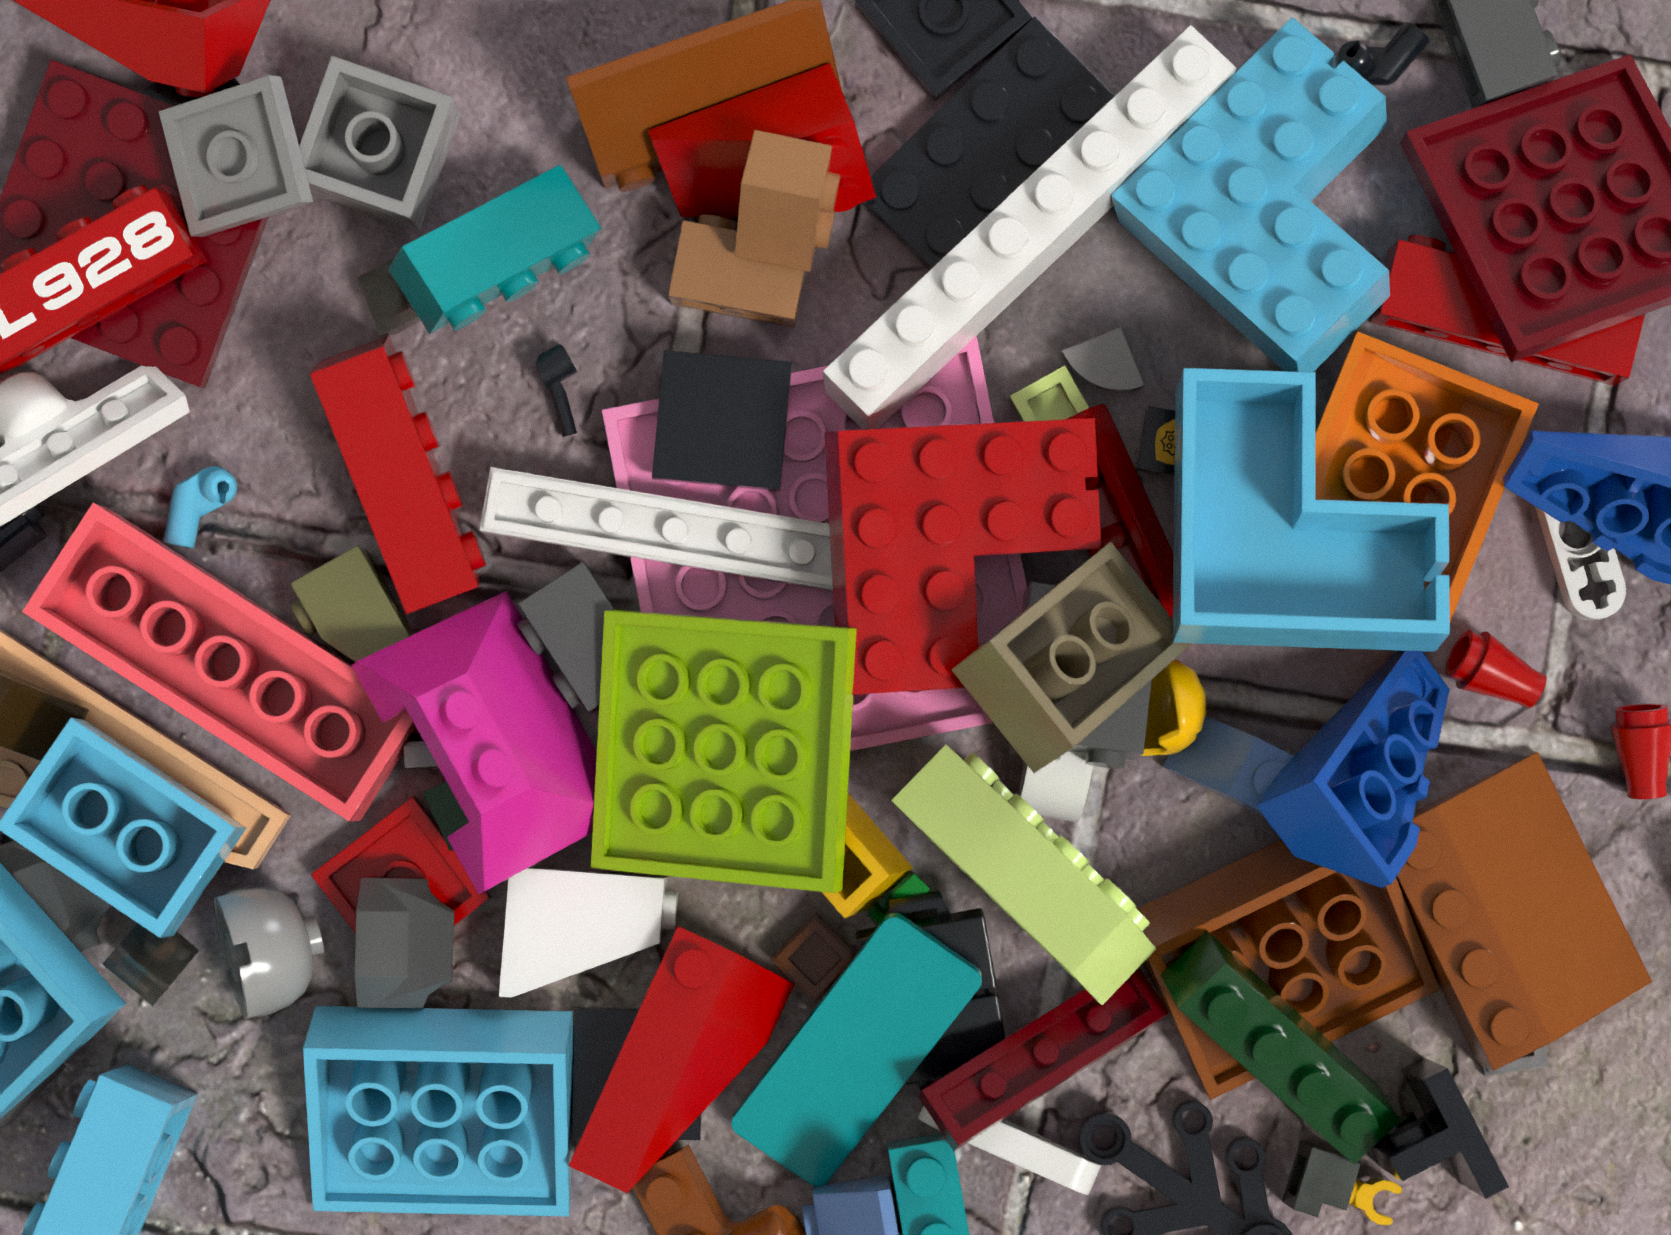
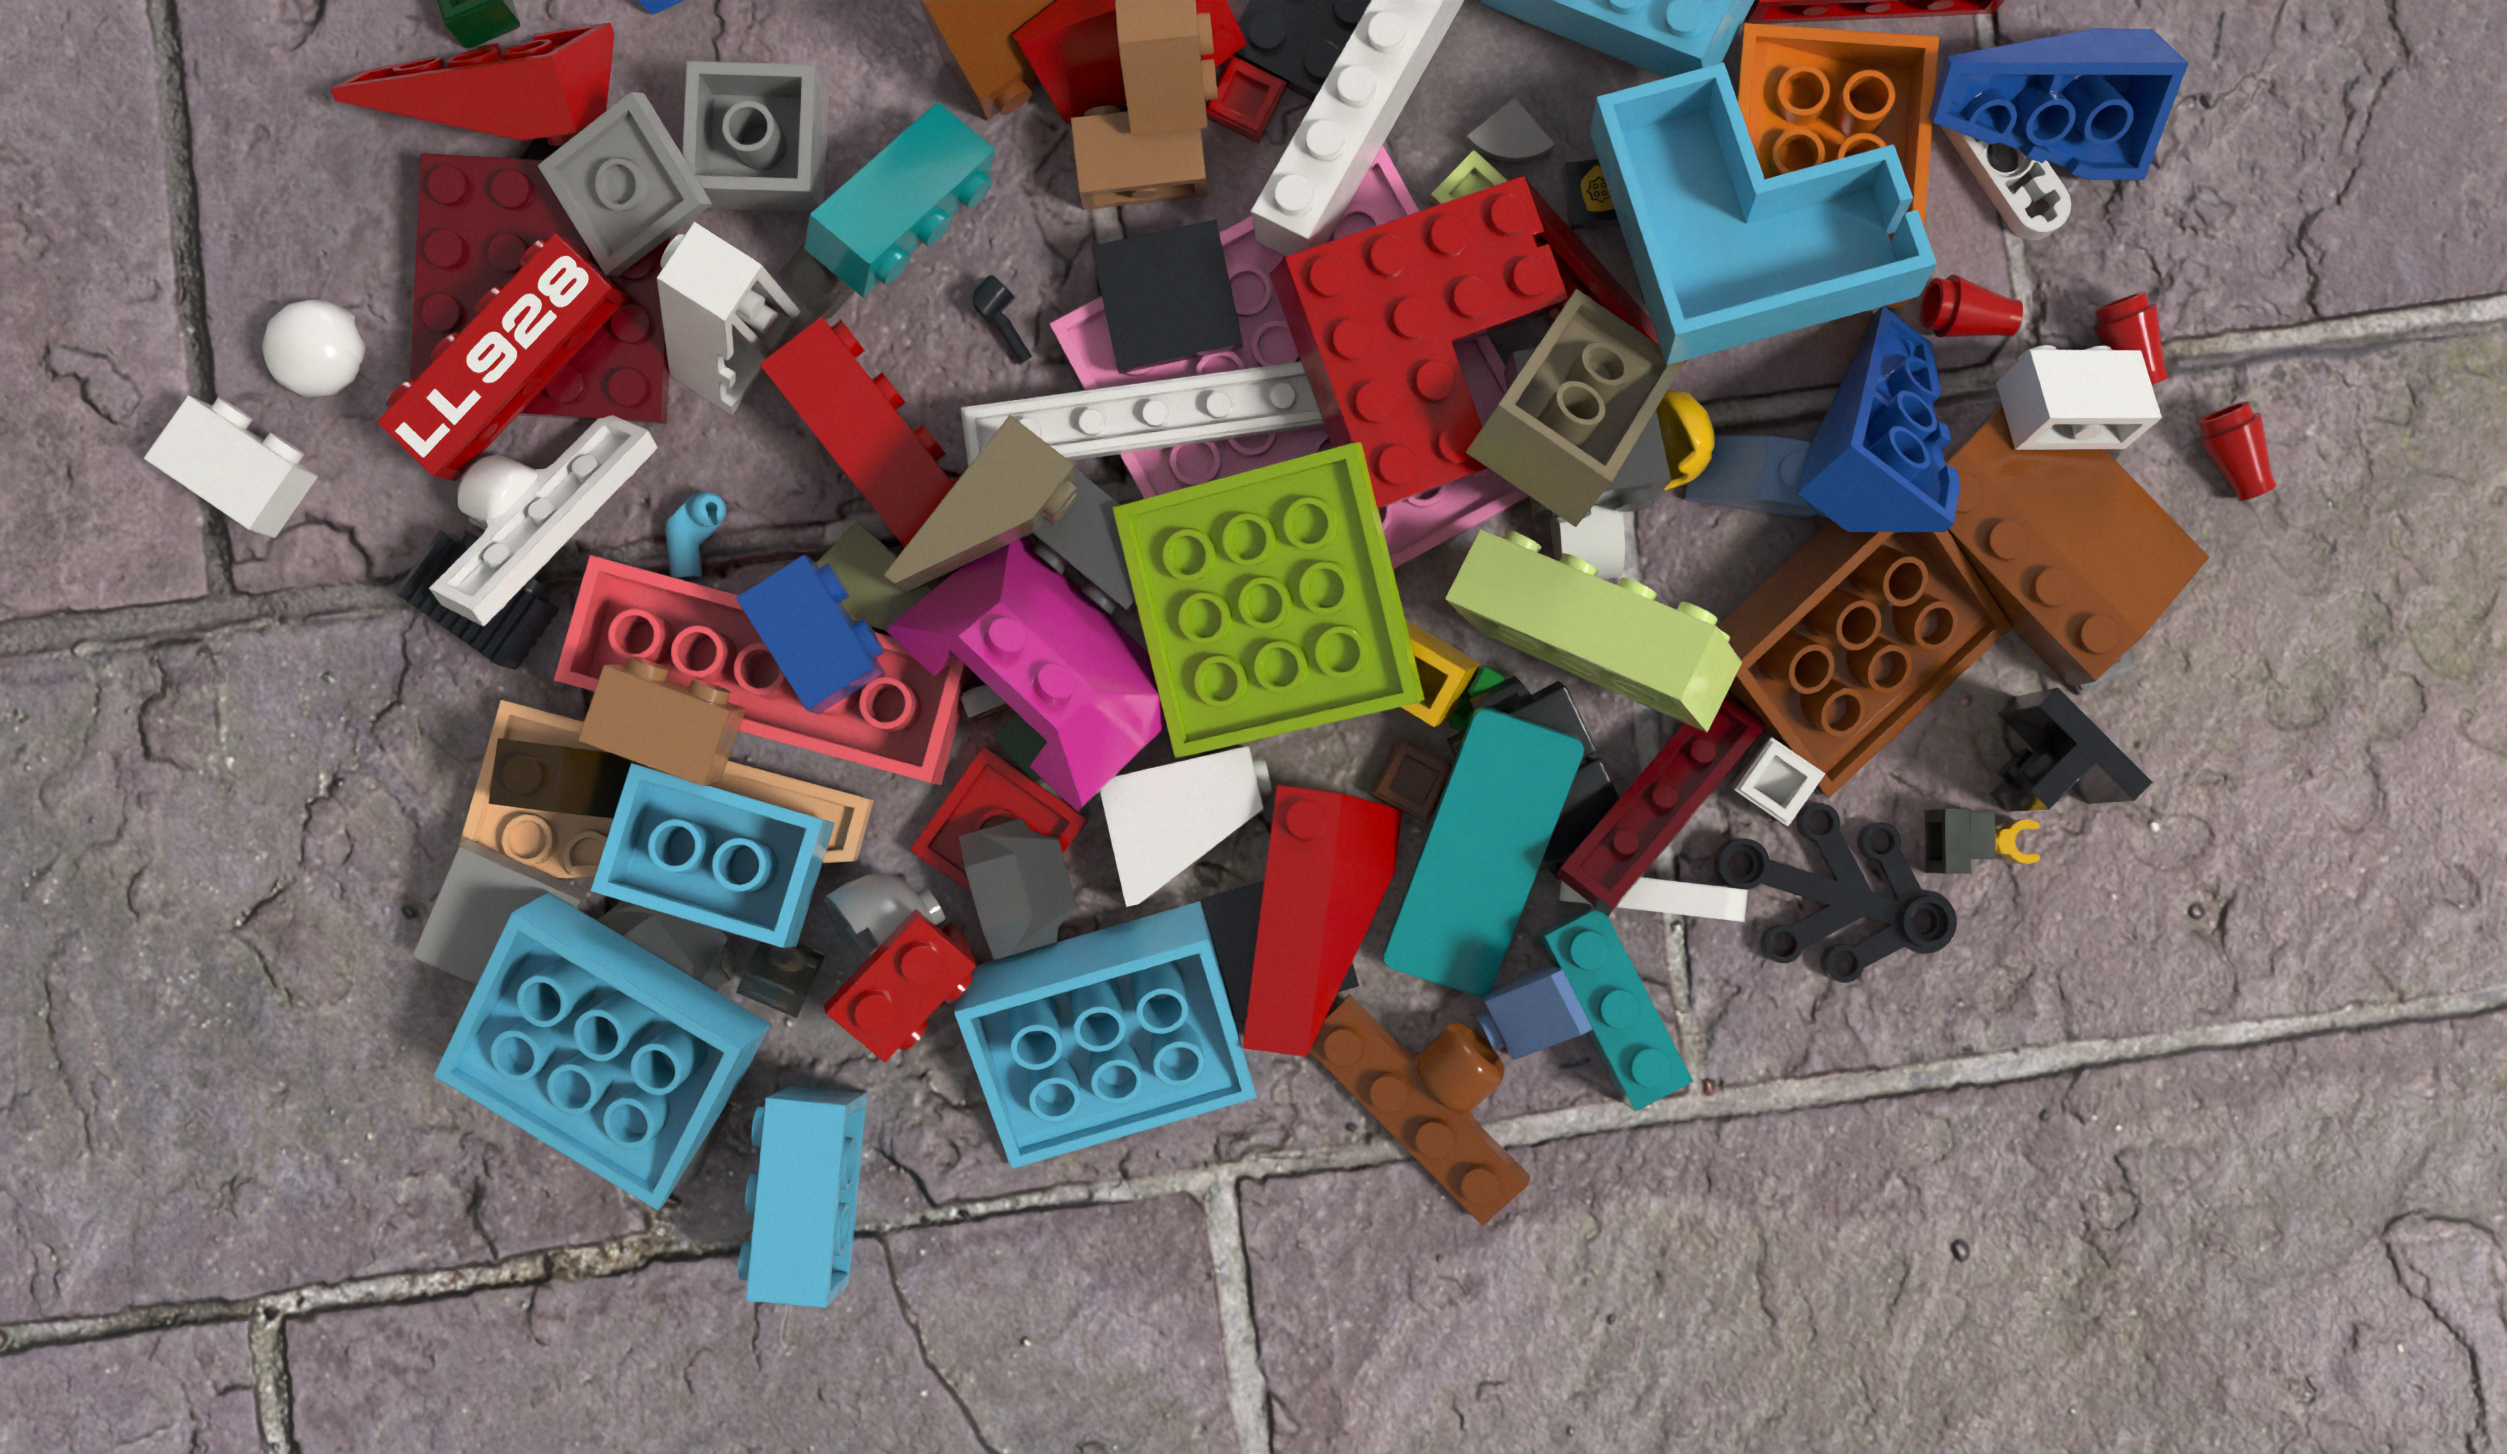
camera: 15 degrees left, 0 degrees up
(113, 686) = (662, 721): none -> medium nougat brick
(263, 1007) = (903, 985): none -> red bracket
(281, 647) = (812, 633): none -> blue brick
(286, 312) = (719, 316): none -> white wedge
(497, 574) = (995, 502): none -> dark tan slope
(861, 247) = (1245, 99): none -> red tile
(1162, 1069) = (1777, 781): none -> white slope
(1279, 1047) = (1886, 721): dark green brick -> none
(1566, 791) = (2077, 398): none -> white brick

